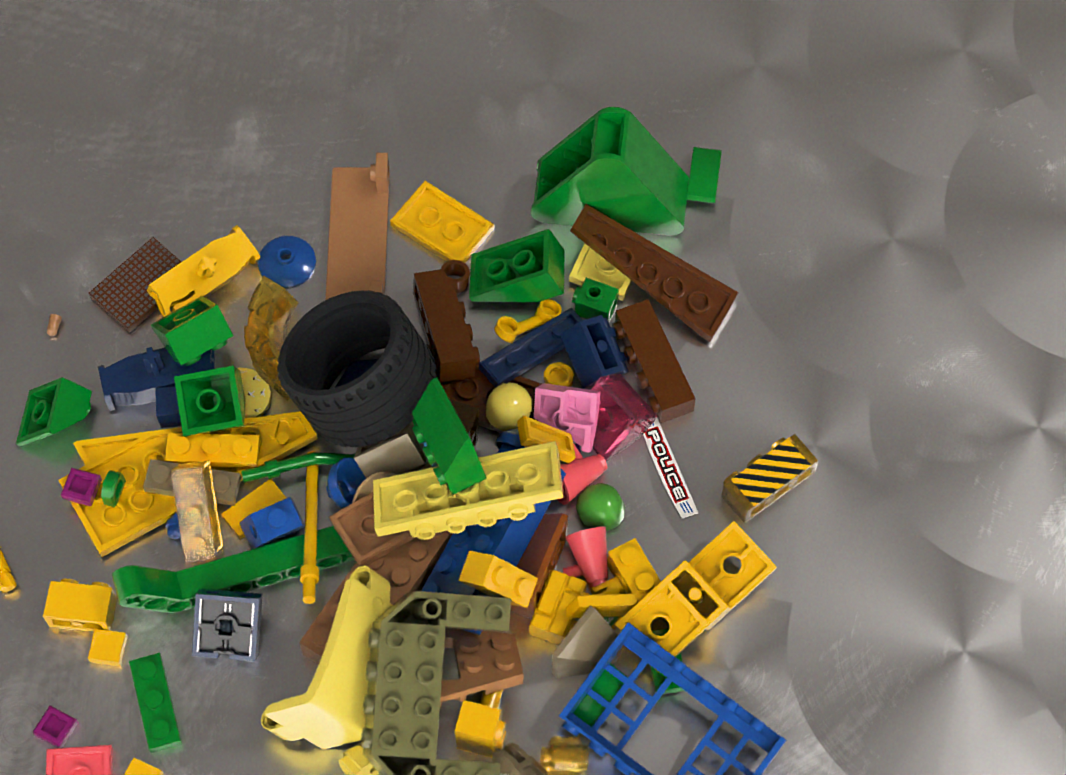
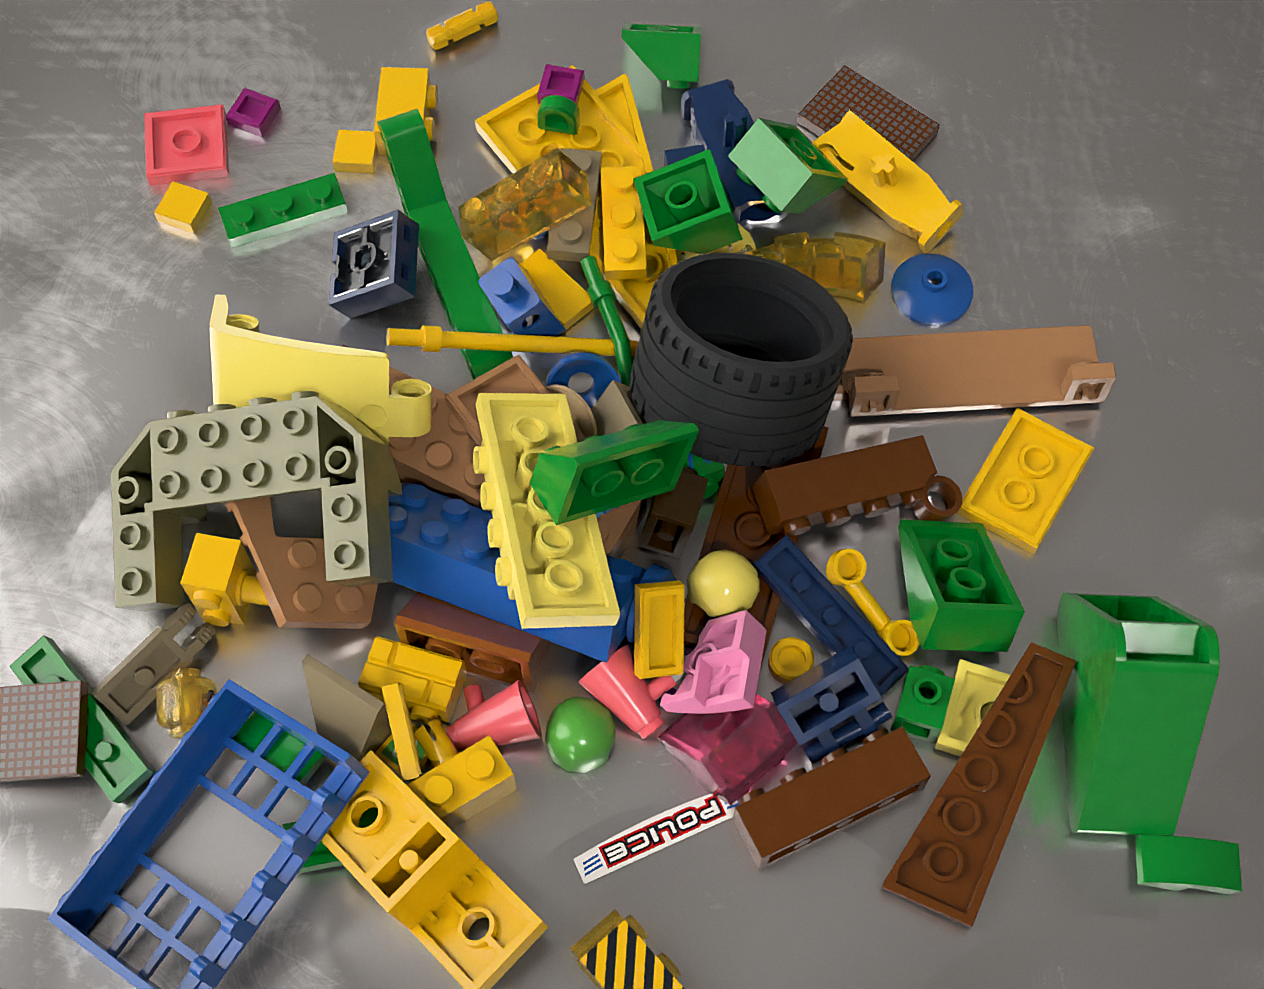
camera: 85 degrees right, 0 degrees up
(53, 325) = (795, 38): medium nougat piece -> none
(498, 578) = (411, 564): yellow brick -> none

